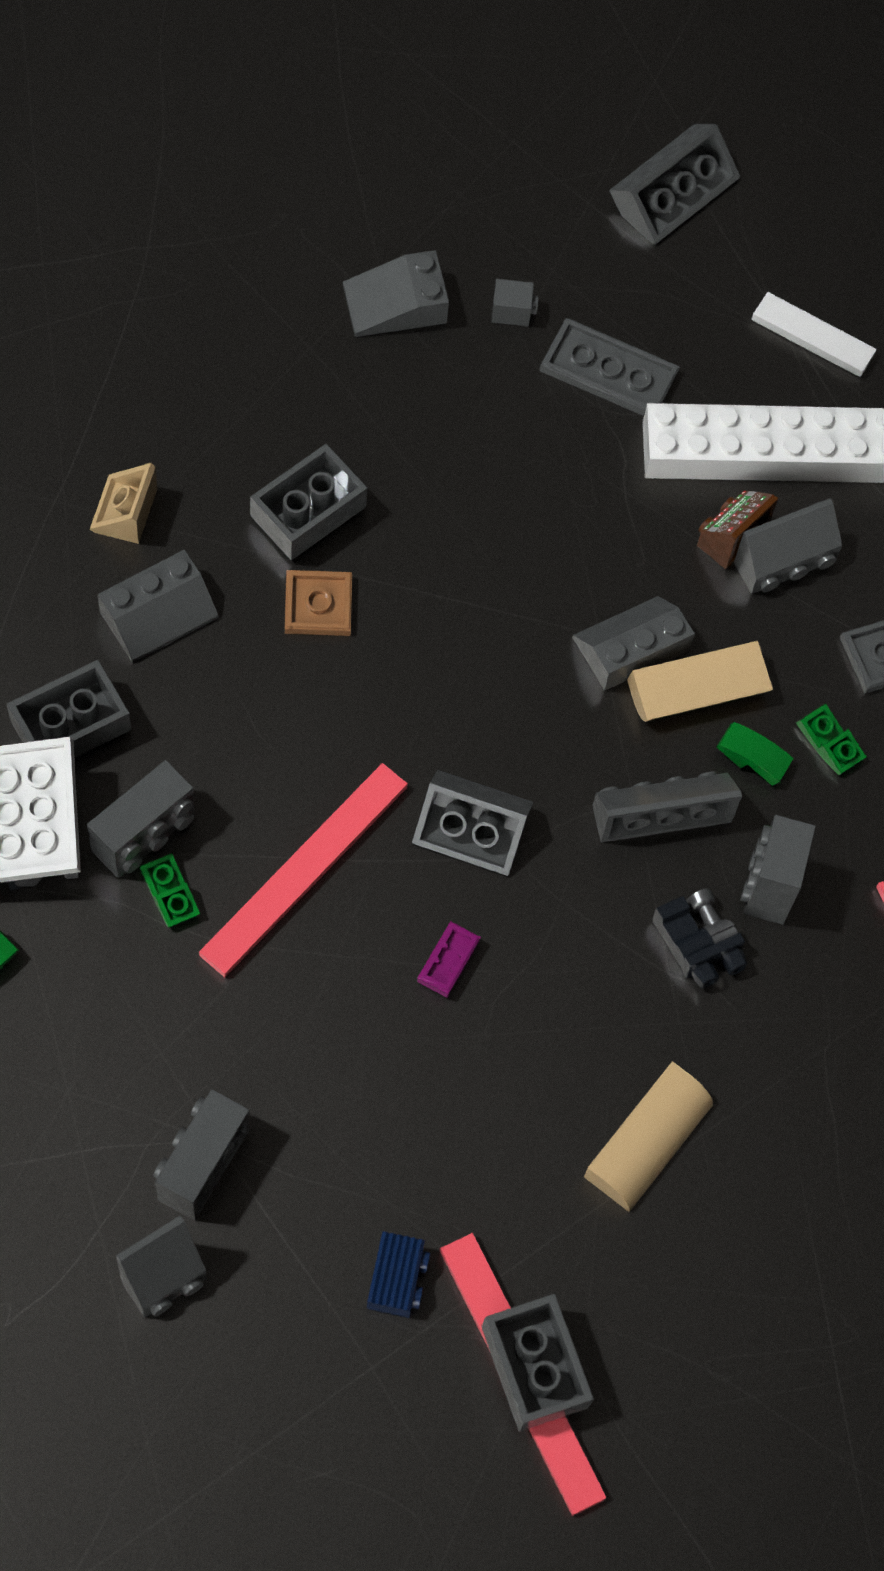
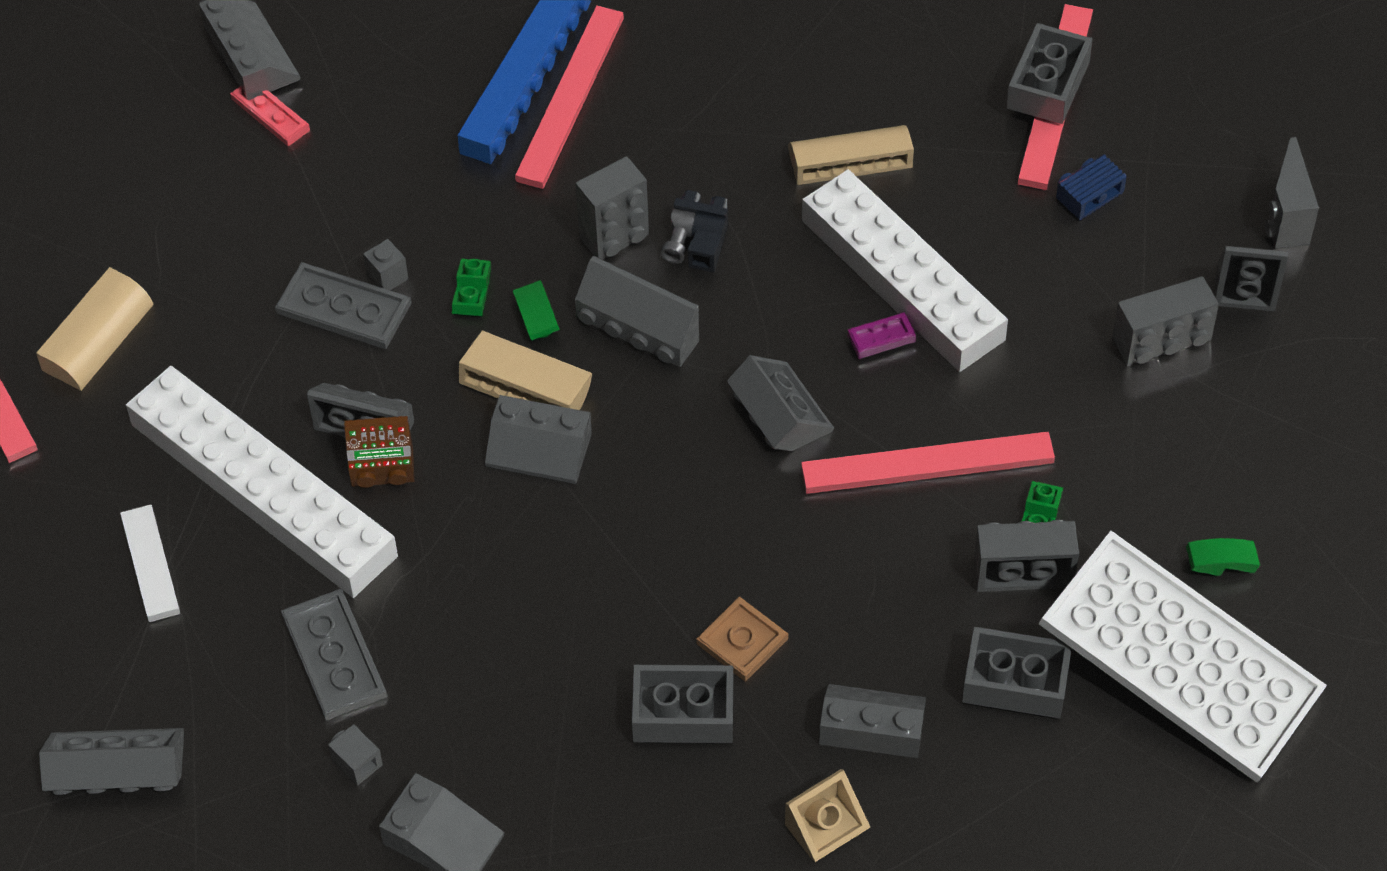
camera: 130 degrees left, 10 degrees down
(180, 1390) = (1294, 203): none -> dark grey slope
(487, 1037) = (904, 270): none -> white brick

